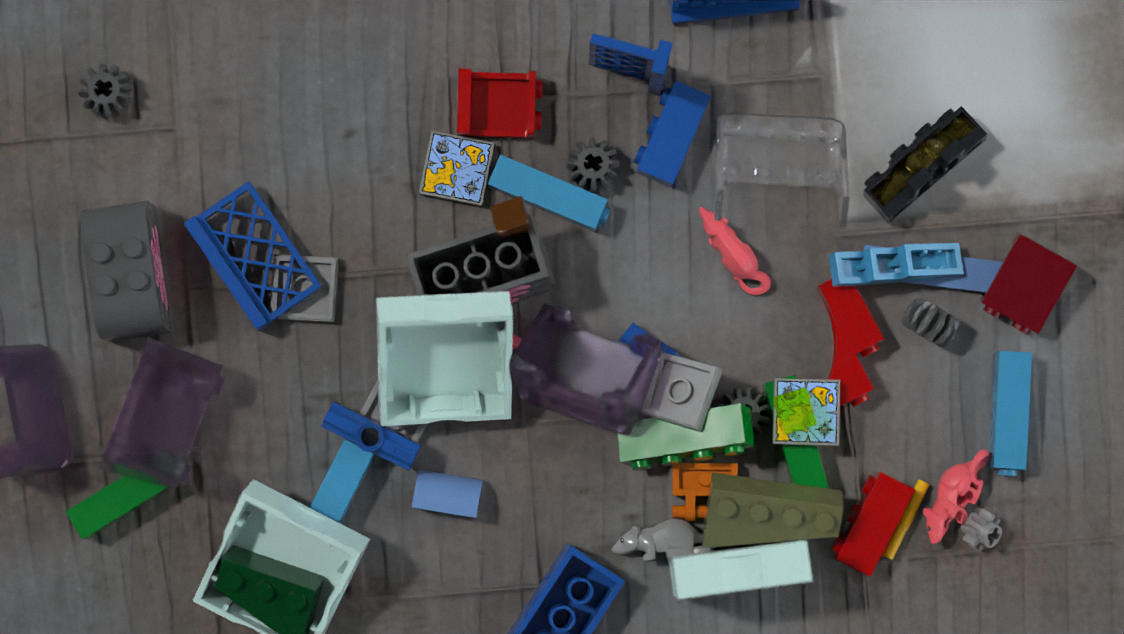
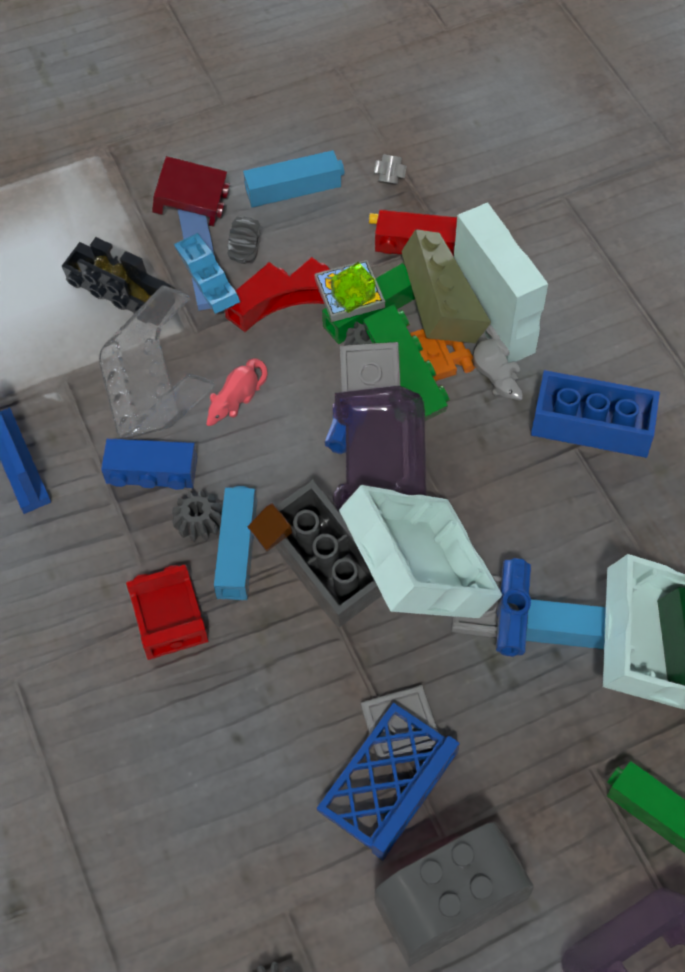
camera: 110 degrees left, 25 degrees down
(161, 415) = (584, 803): clear purple windscreen -> none
(447, 493) = (535, 534): medium blue brick -> none
(456, 168) = (238, 629): tile -> none
(631, 59) = (93, 484): blue fence -> none
(955, 490) = (365, 194): coral animal -> none

